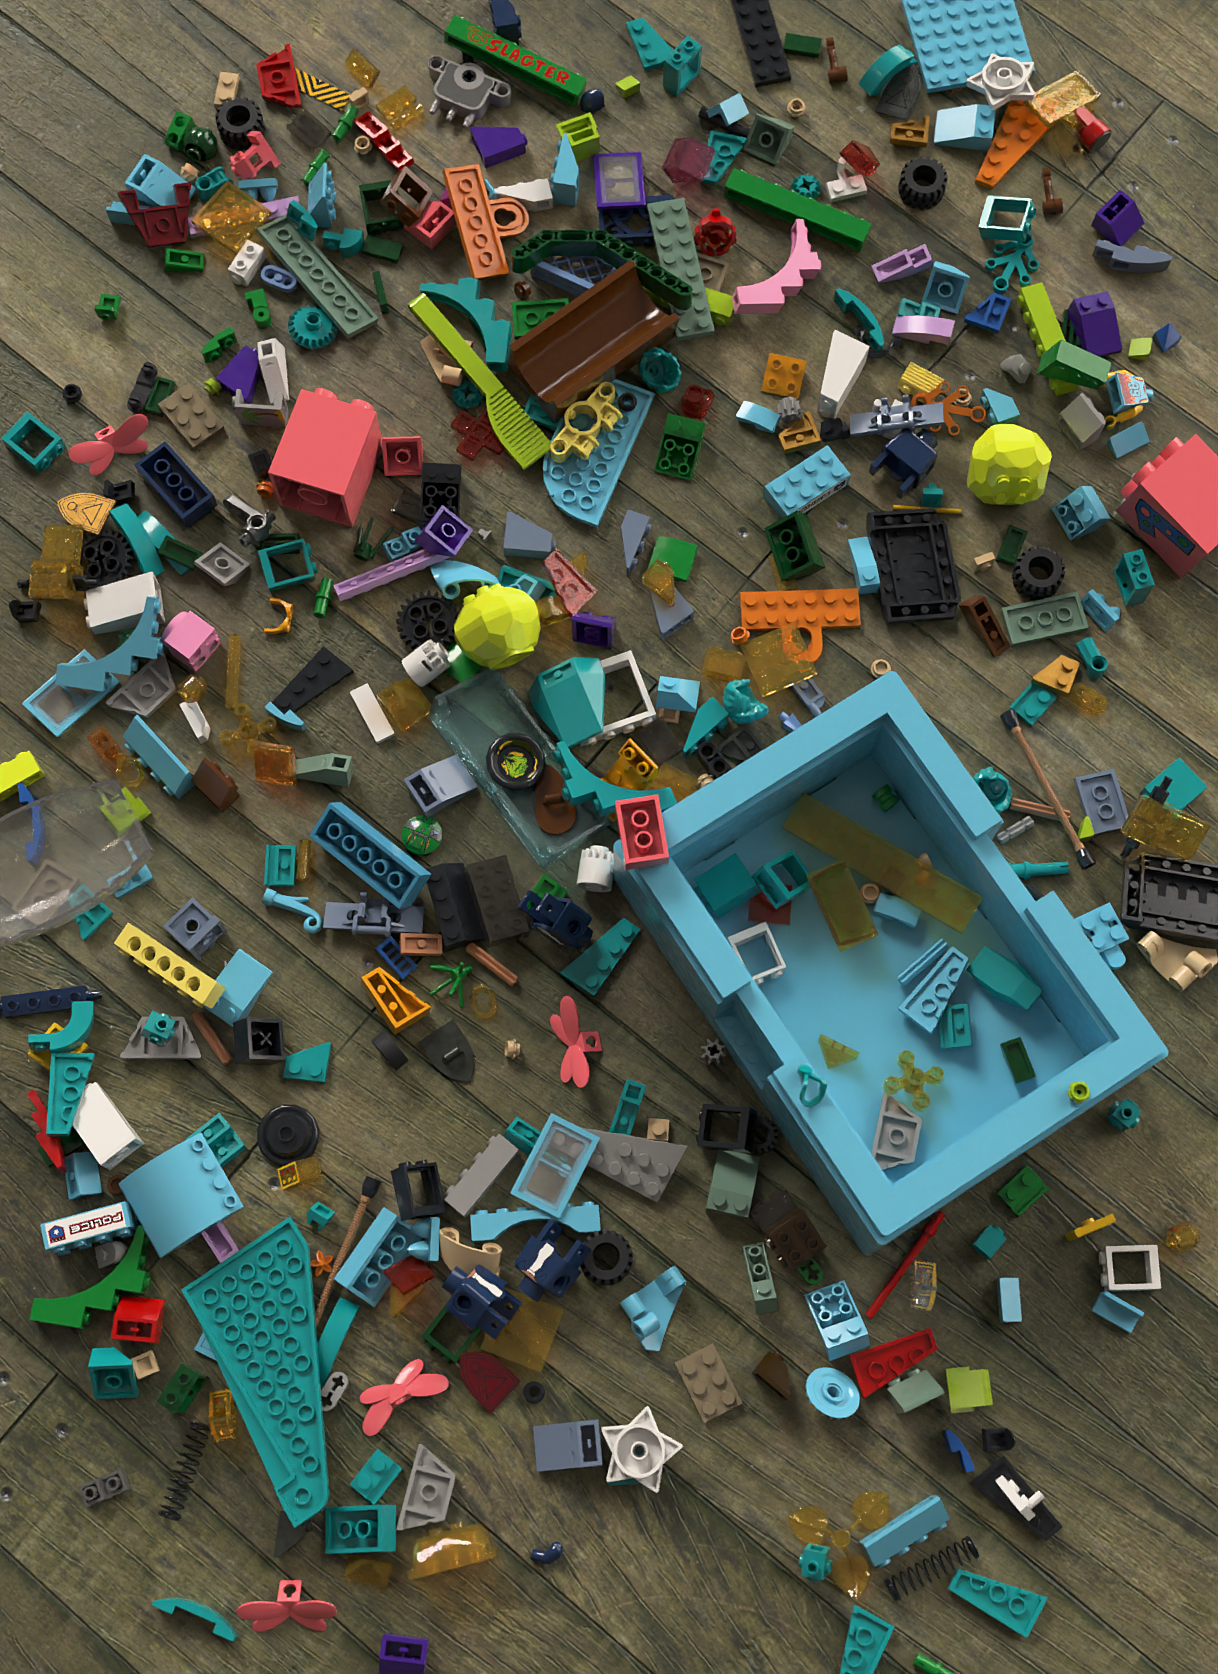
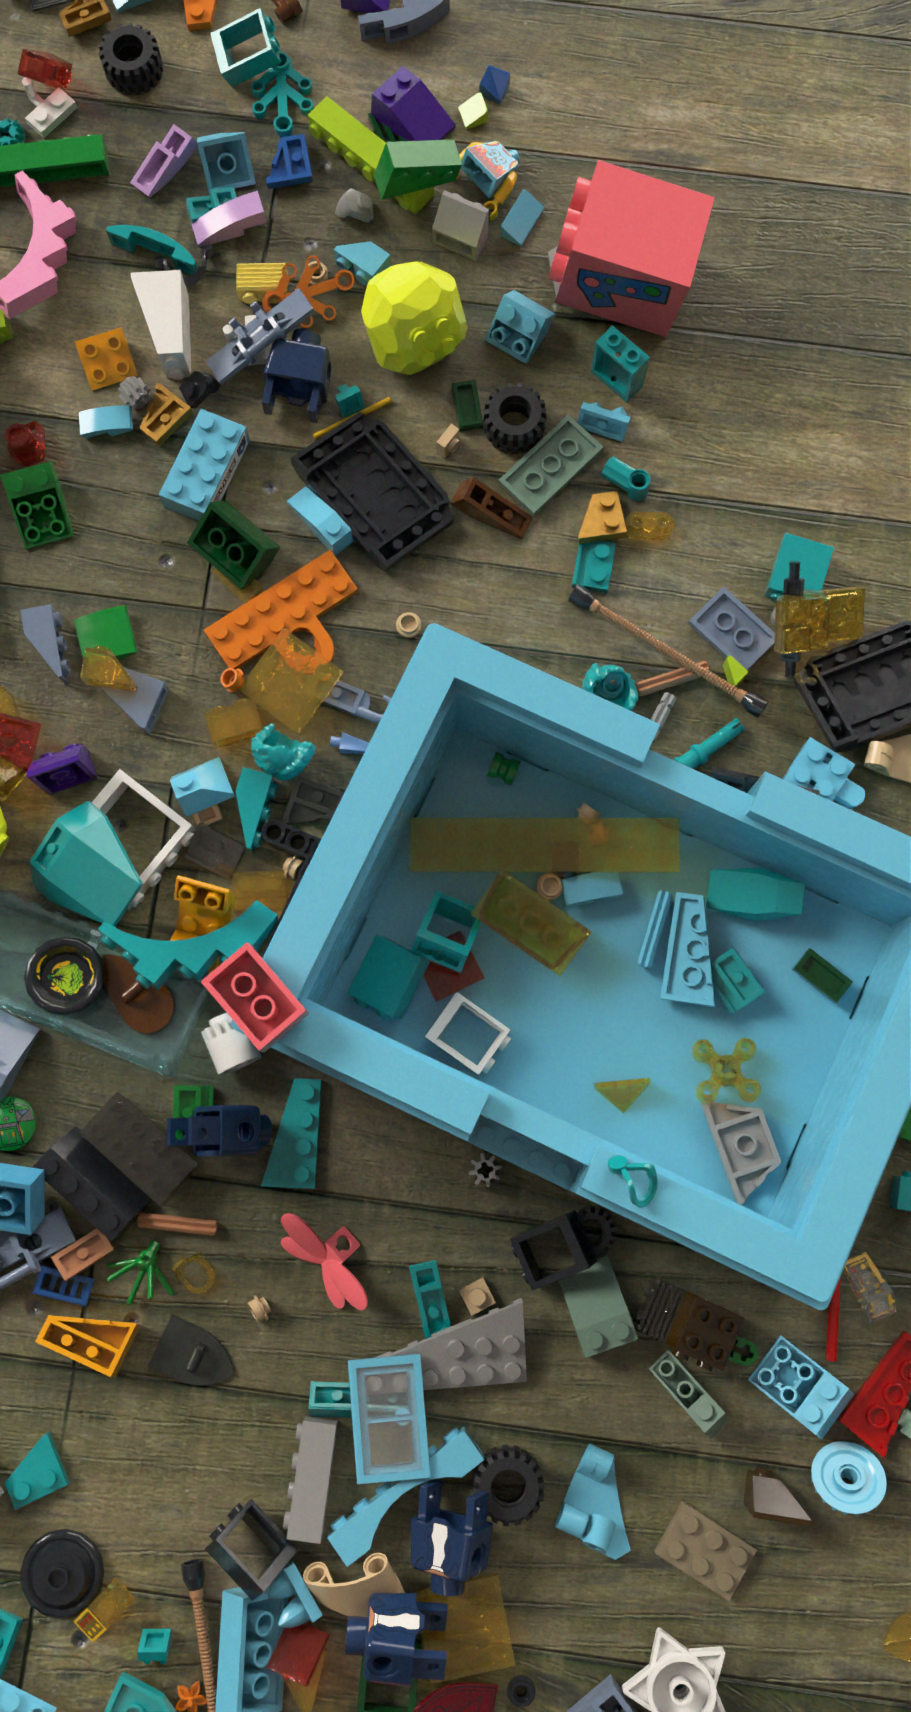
camera: 30 degrees left, 5 degrees up
(390, 1050) = (120, 1403): black tyre -> none

